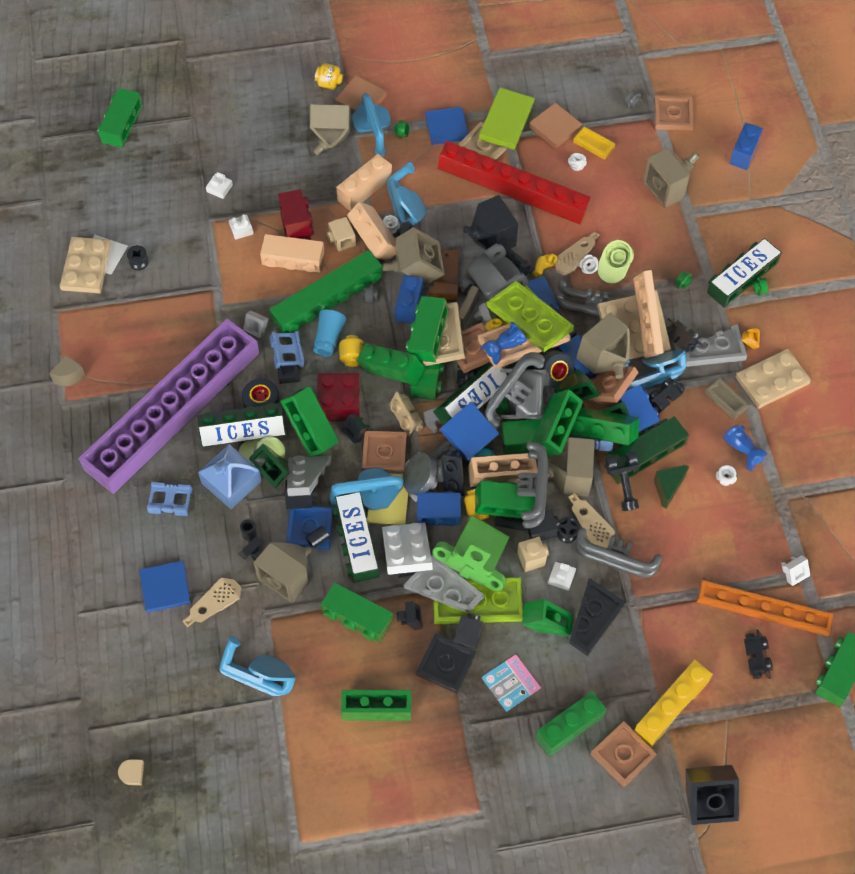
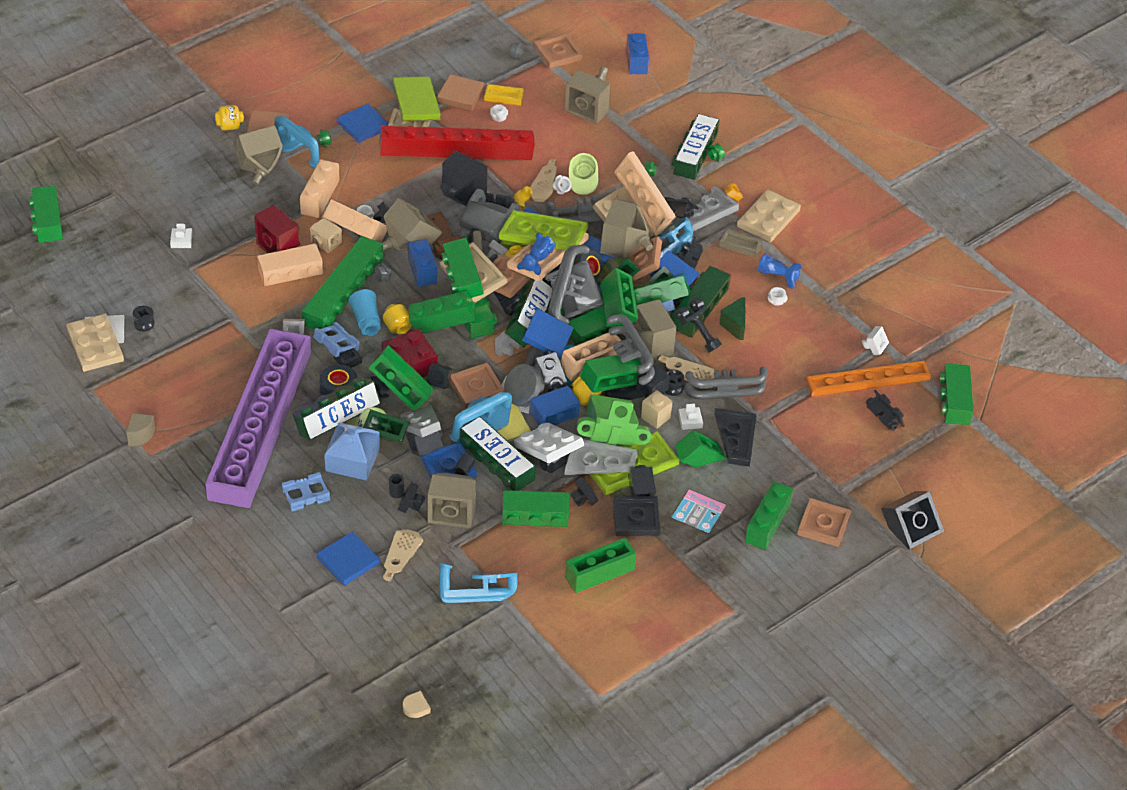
camera: 30 degrees left, 15 degrees down
(241, 227) = (225, 262): white tile -> none
(401, 407) = (475, 350): tan hinge -> none
(405, 199) = (358, 195): dark azure piece -> none
(671, 704) = (841, 467): yellow arch -> none

